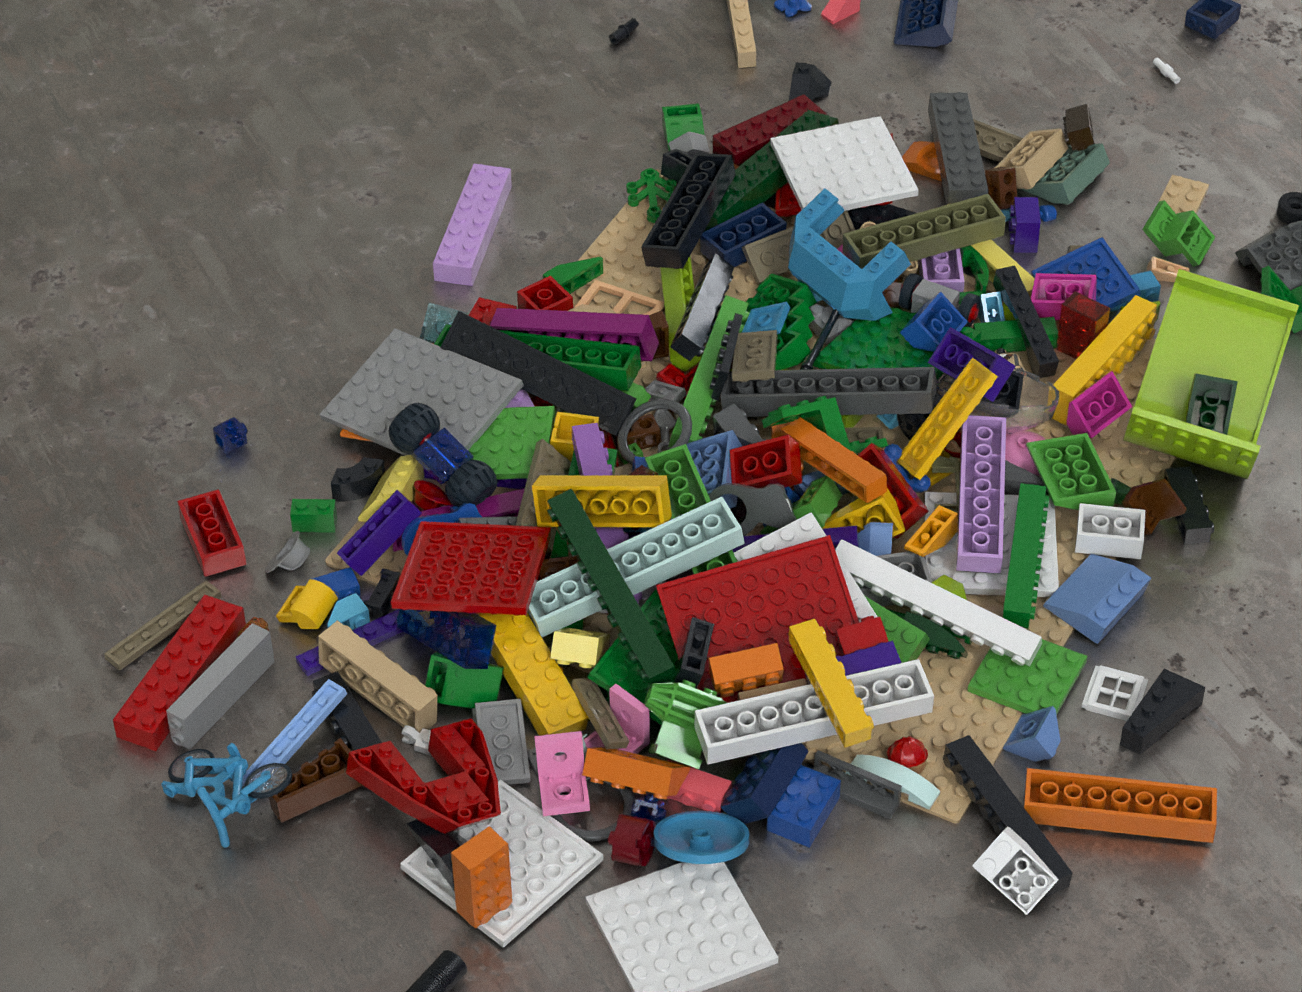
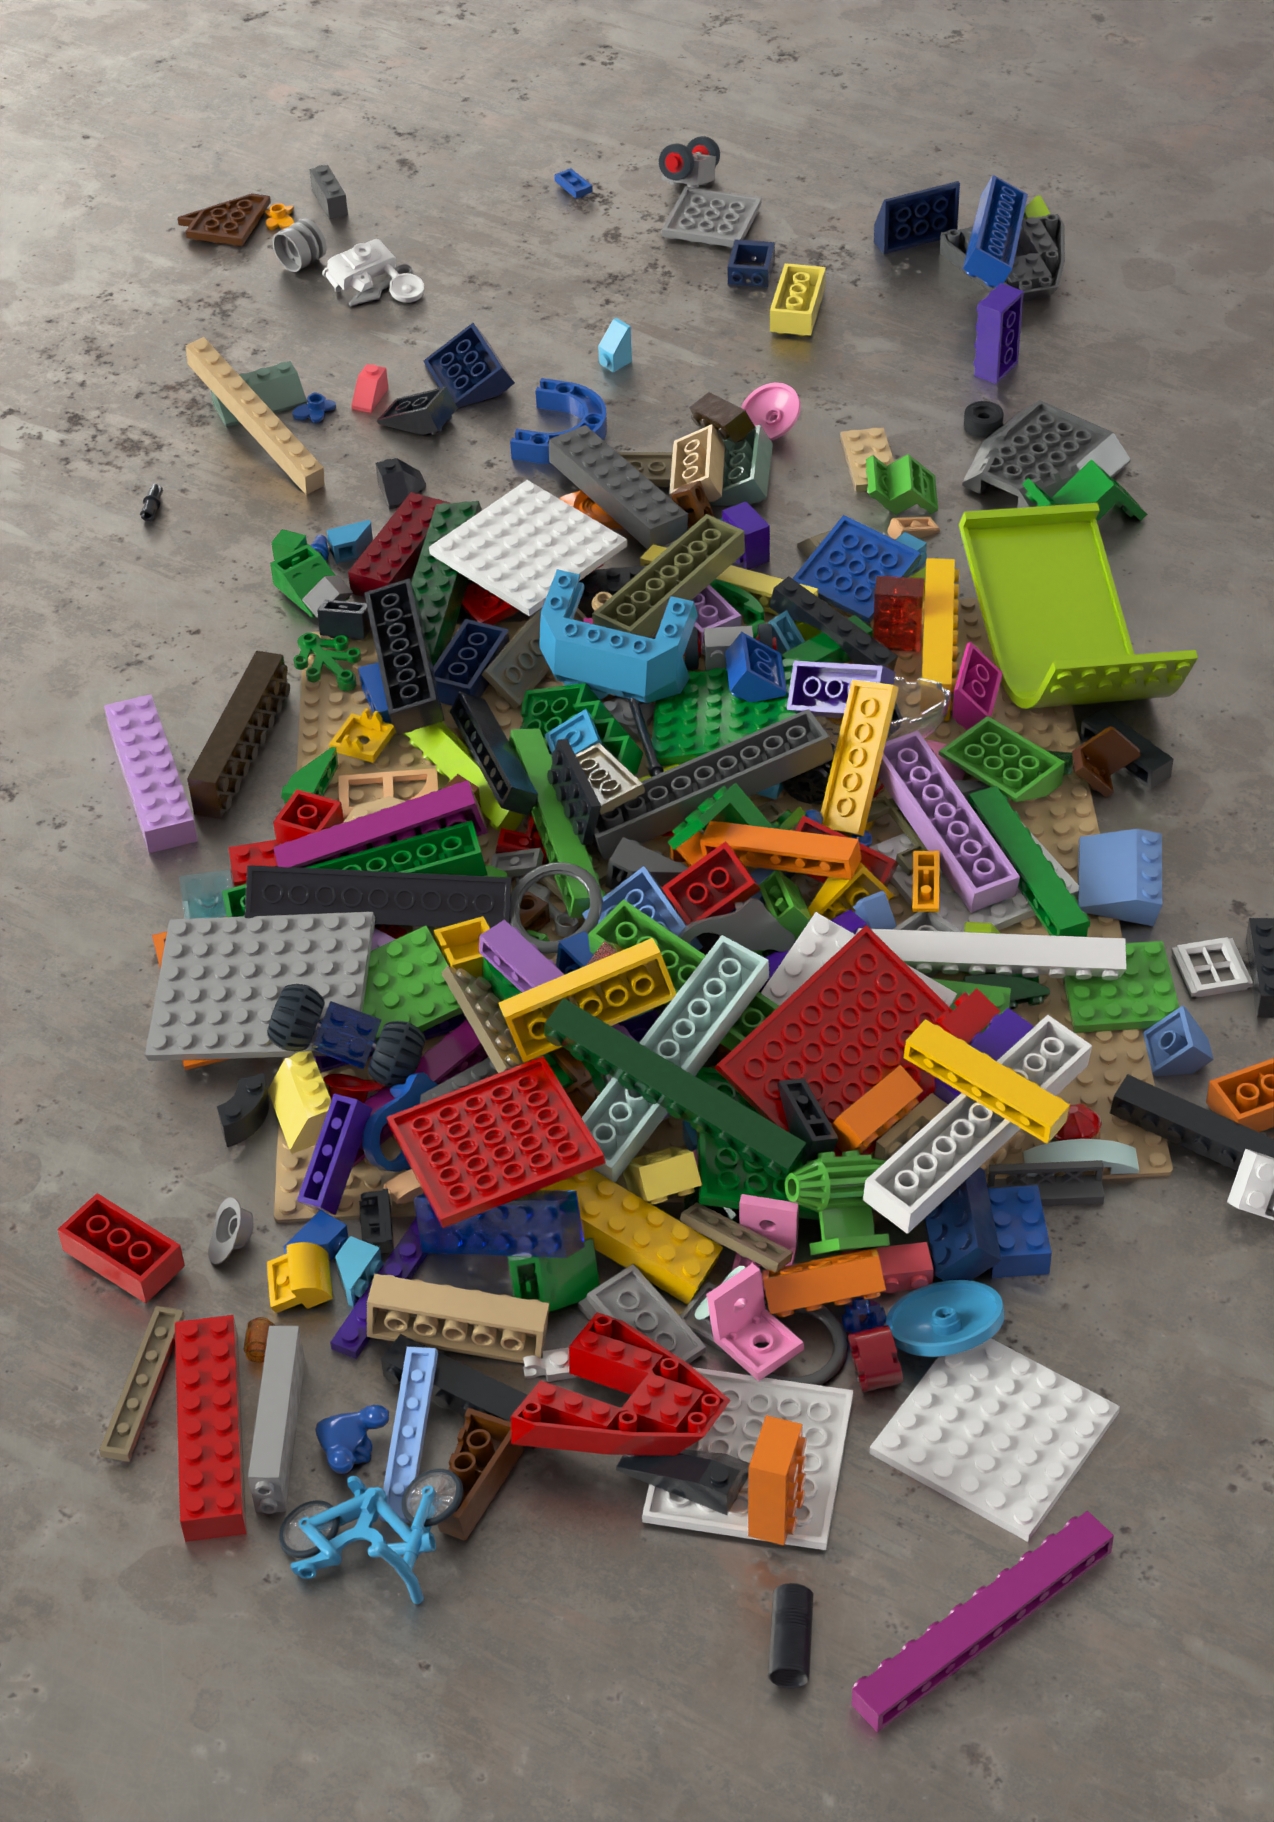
camera: 30 degrees left, 0 degrees up
(230, 435) = (52, 1126): clear blue brick -> none
(255, 721) = (346, 1437): none -> blue head
(314, 515) = (225, 1172): green brick -> none
(548, 221) = (238, 735): none -> dark brown brick
(632, 250) = (355, 728): none -> yellow piece
(692, 96) = (287, 542): none -> green brick
(711, 111) = (320, 545): none -> blue cone
(735, 112) = (349, 540): none -> dark azure slope
(865, 37) = (420, 412): none -> black slope
(978, 65) = (562, 397): none -> blue piece
(1048, 42) = (616, 347): none -> medium azure slope
(1053, 289) = (850, 586): dark pink slope -> none
(1110, 531) = (1084, 805): white brick -> none
(1125, 136) = (774, 408): none -> bright pink dish
(1166, 70) = (749, 333): white bar -> none
(1211, 402) = (1076, 632): dark green slope -> none
(1222, 57) = (797, 299): none -> light yellow brick

